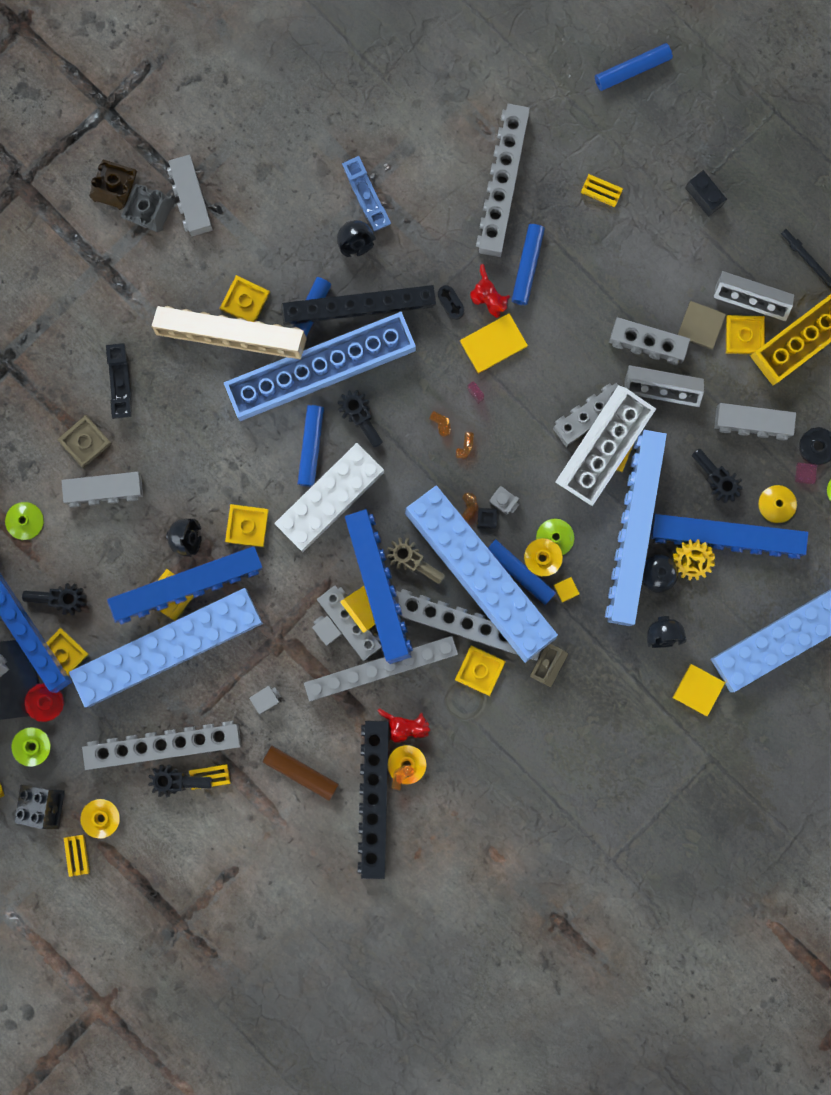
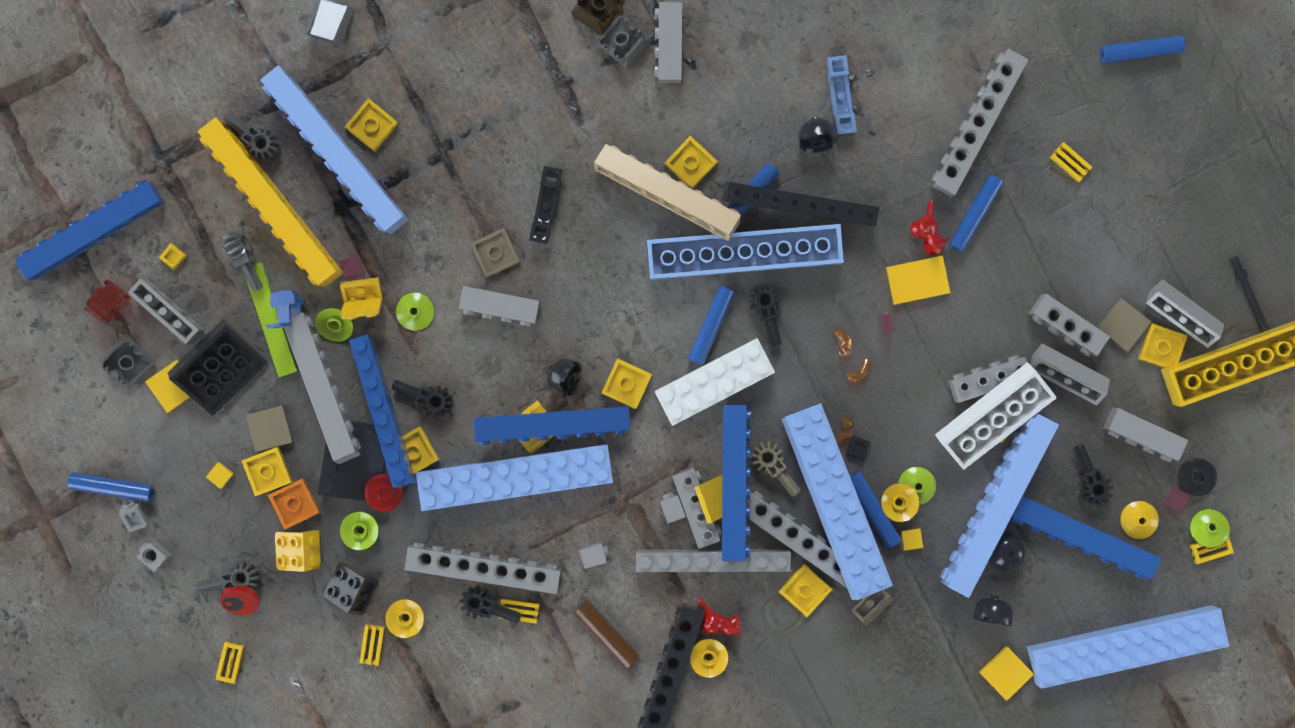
camera: 20 degrees right, 5 degrees up
(401, 774) = (701, 666): clear orange arm -> none
(447, 304) = (893, 225): black beam -> none
(504, 501) = (880, 436): light grey bracket -> none
(698, 553) = (1043, 550): yellow gear -> none
(705, 193) = (1171, 197): black brick -> none

